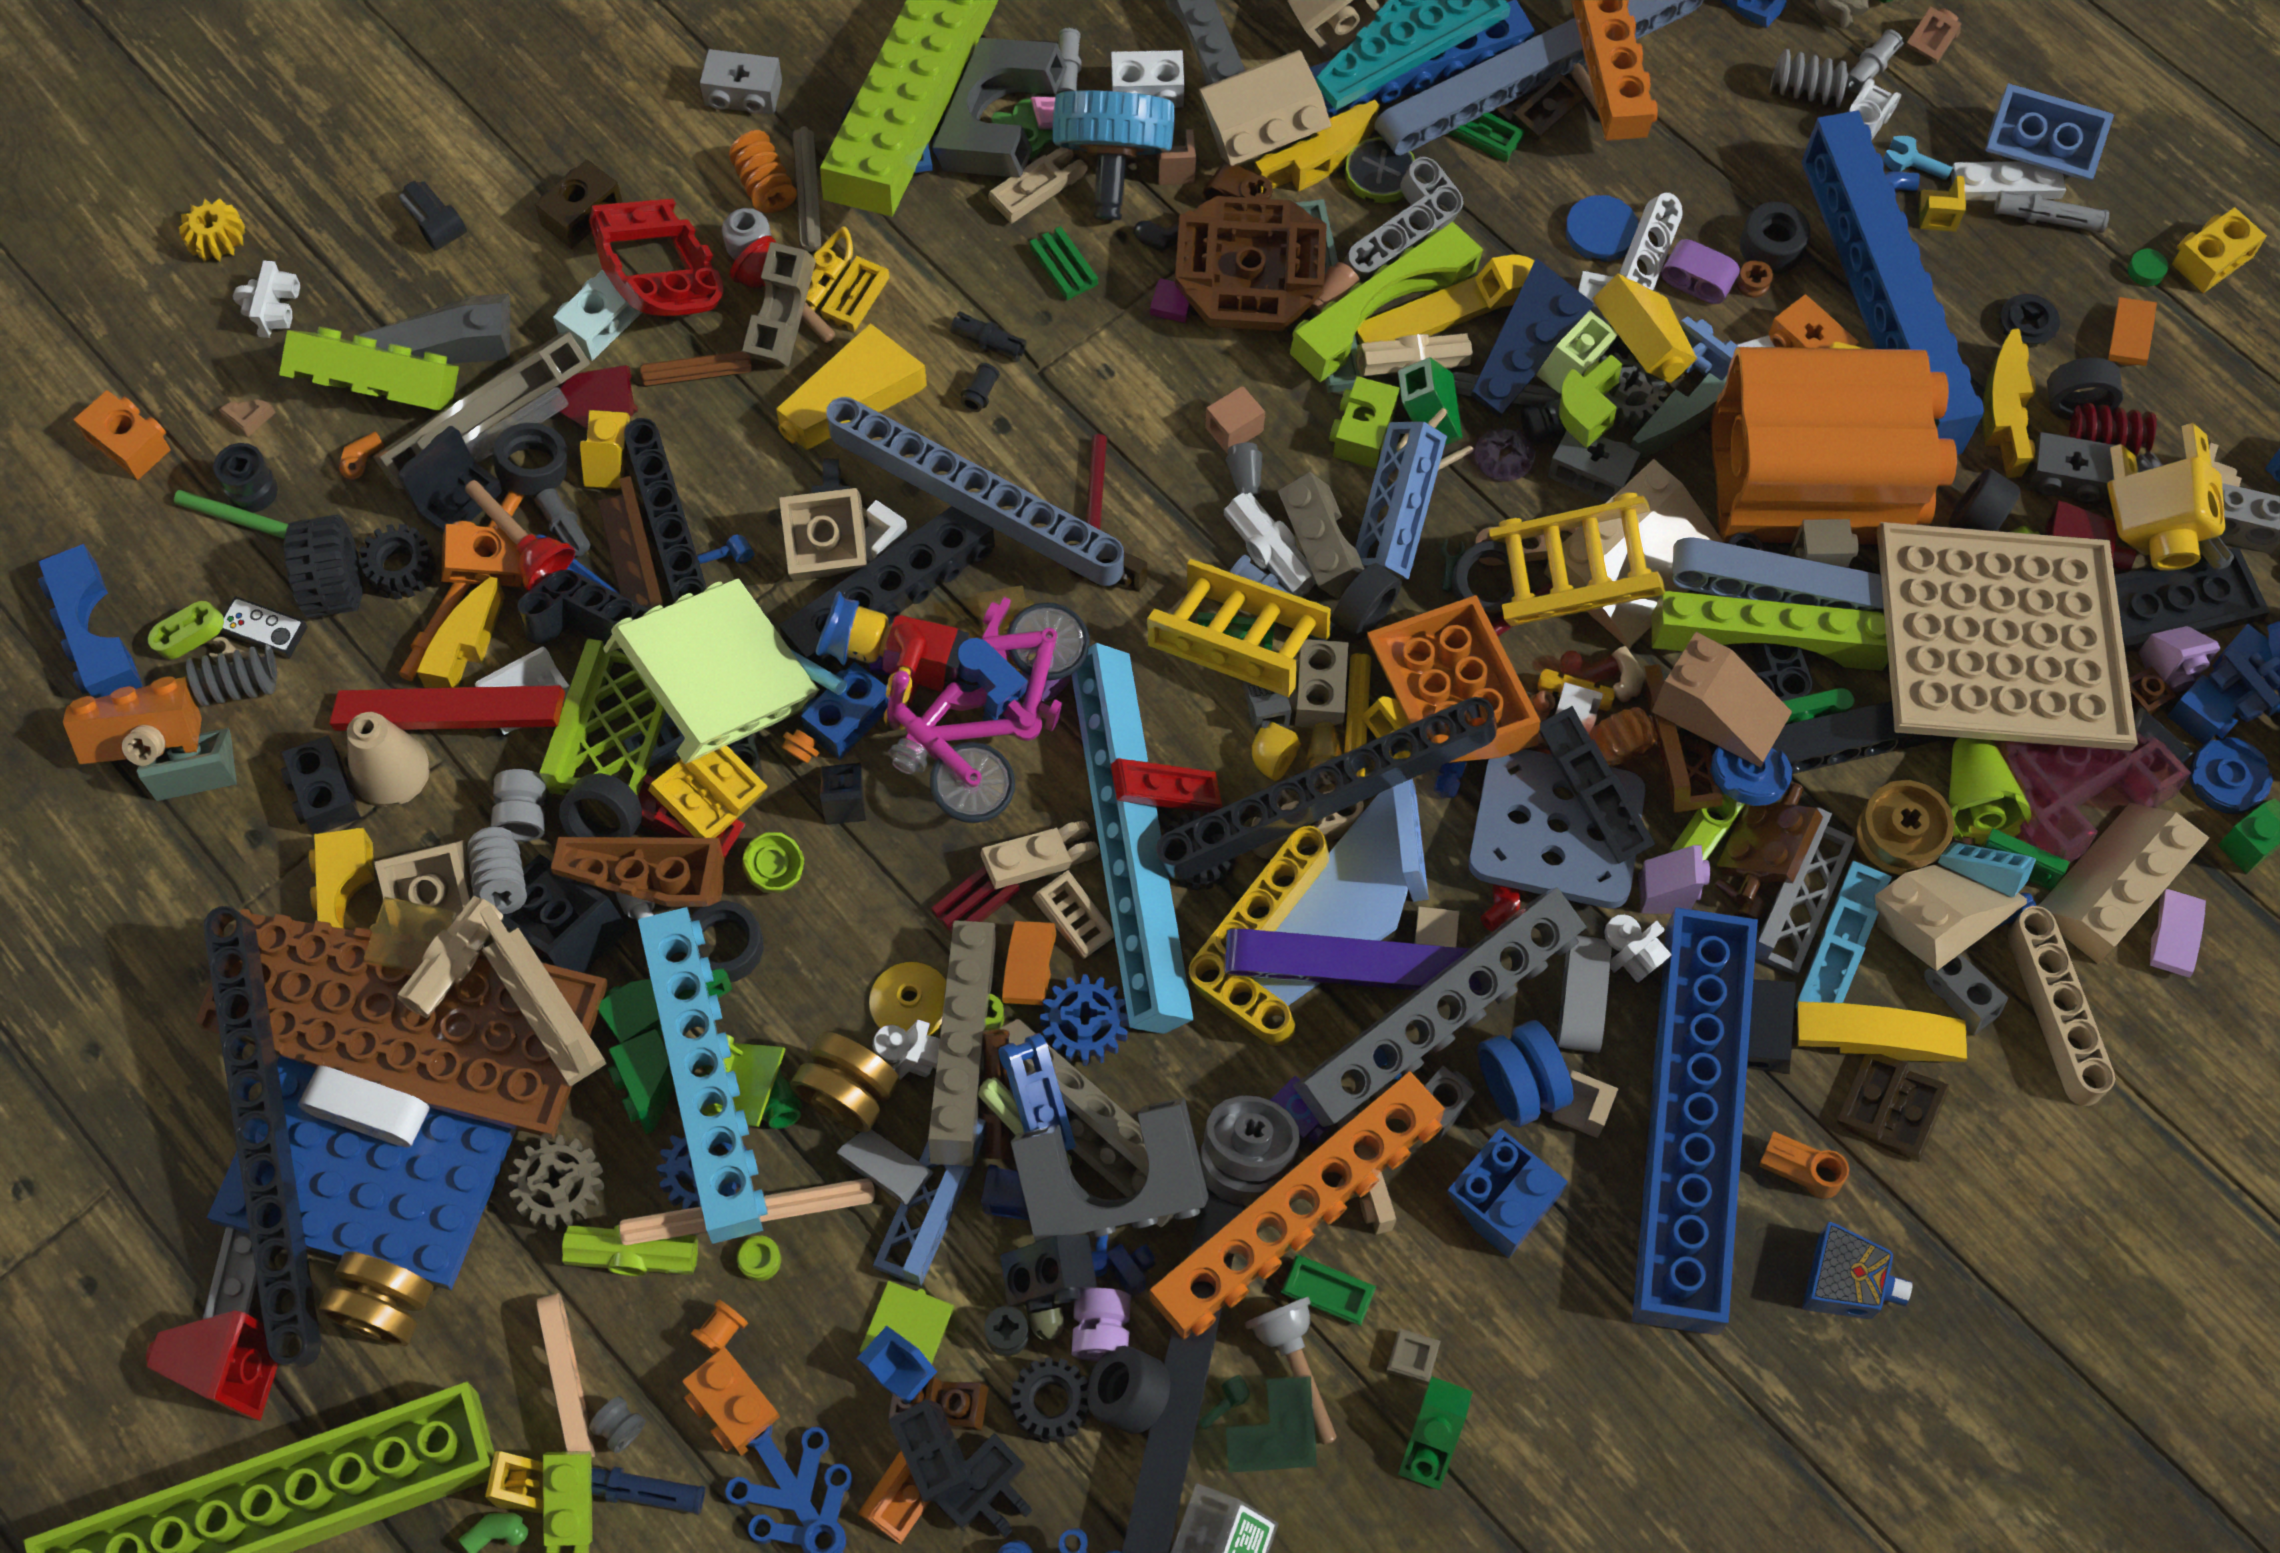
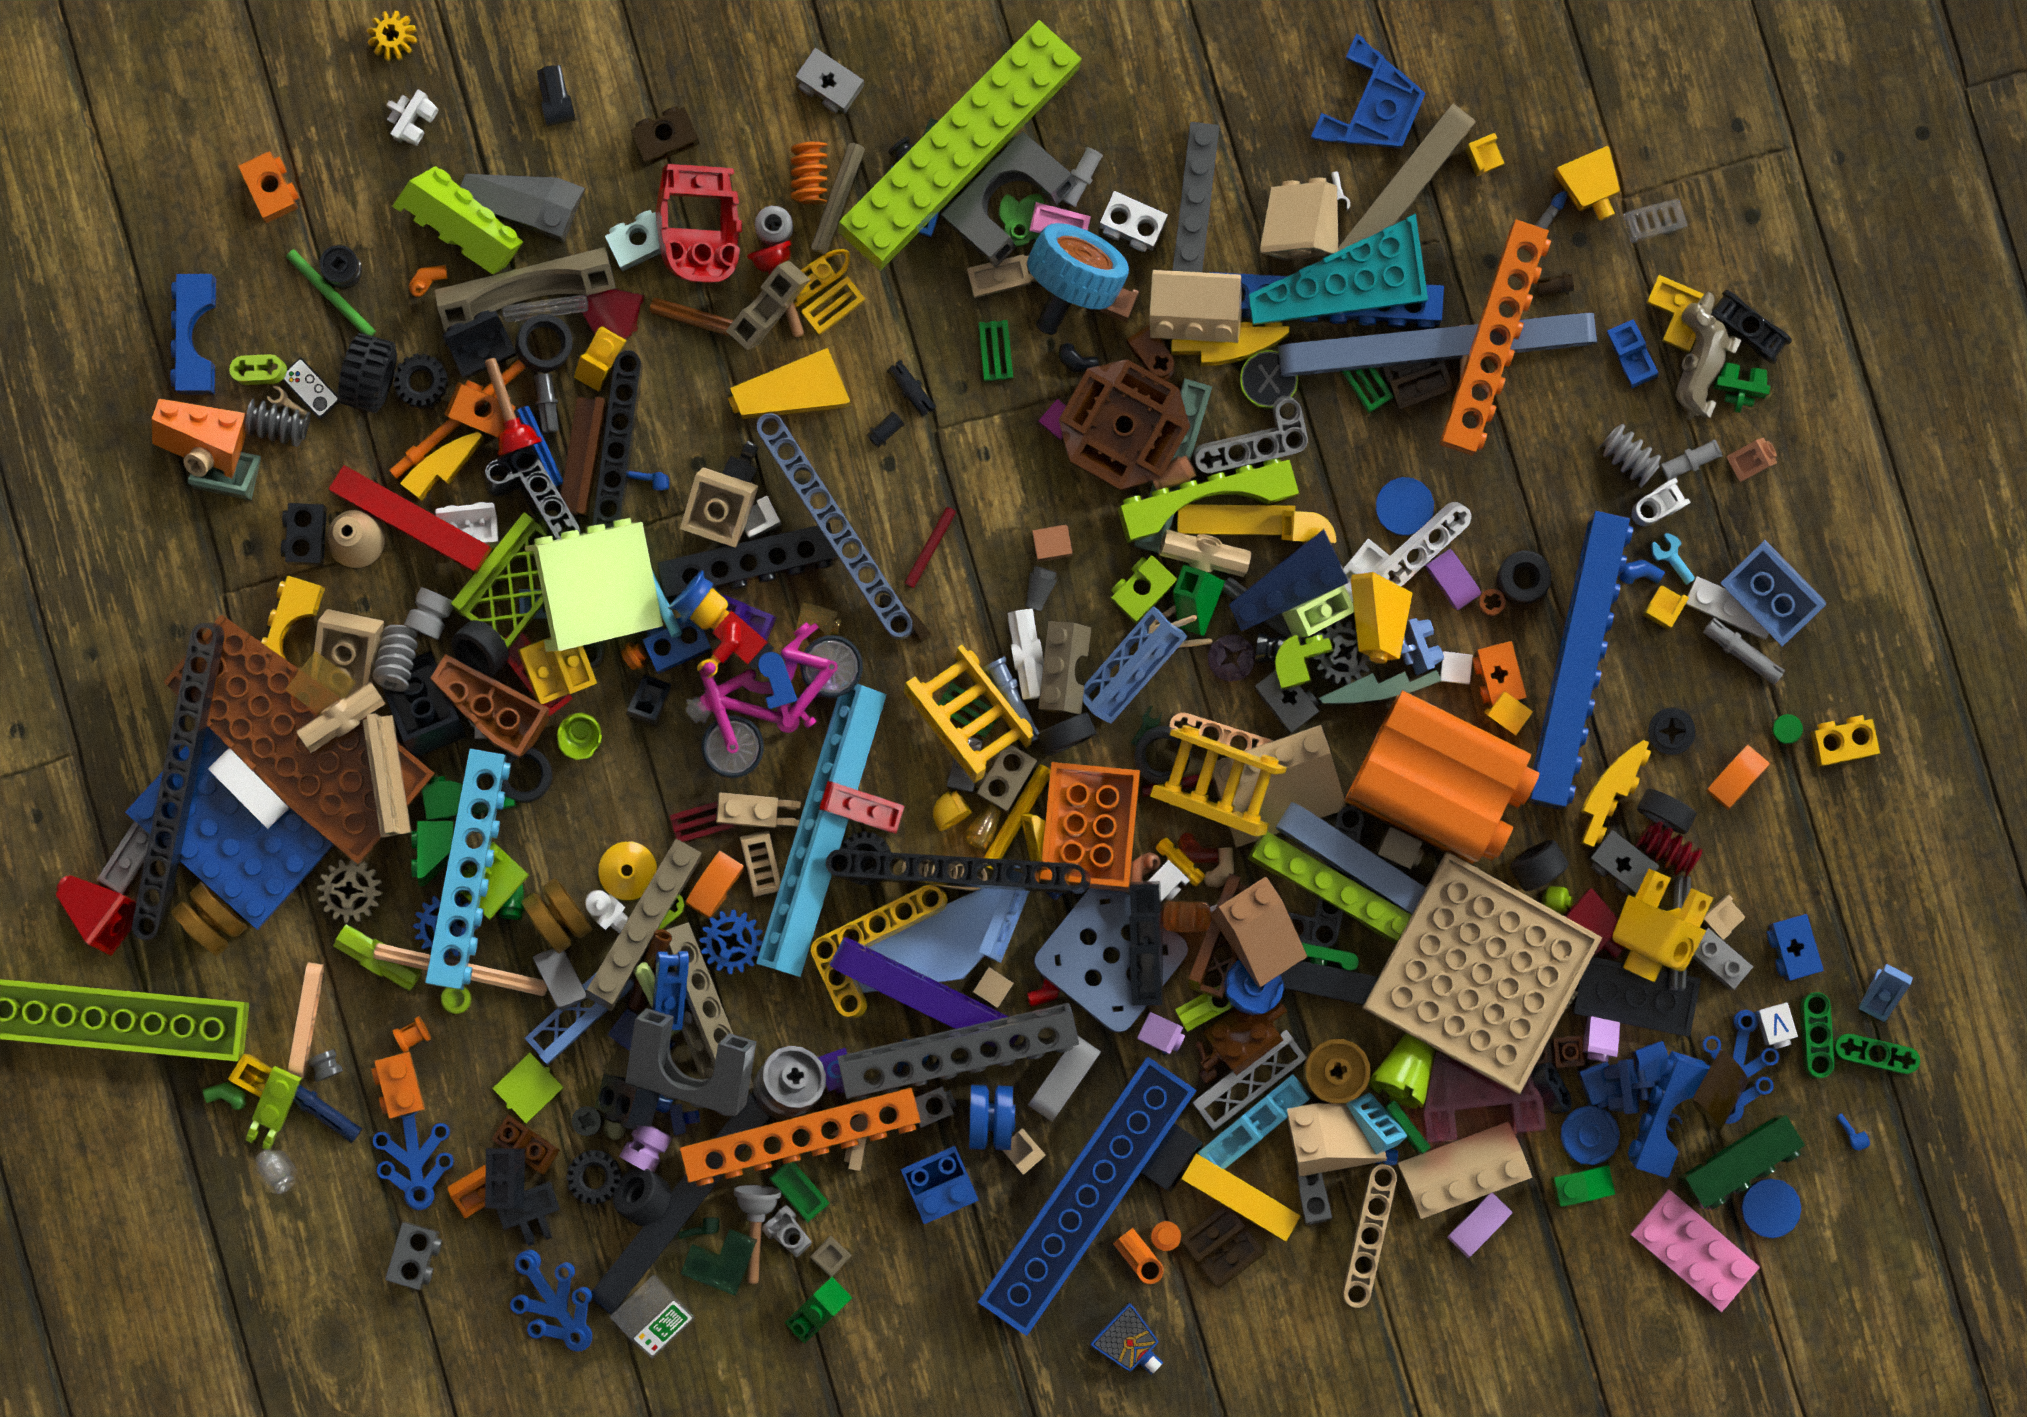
camera: 25 degrees right, 20 degrees up
(247, 415) = (361, 205): medium nougat tile -> none
(897, 1364) = (509, 1113): blue panel -> none
(1334, 1345) = (783, 1227): none -> light grey plate
(1639, 951) = (1110, 1065): white hips -> none
(1818, 1125) = (1166, 1236): none -> orange plate

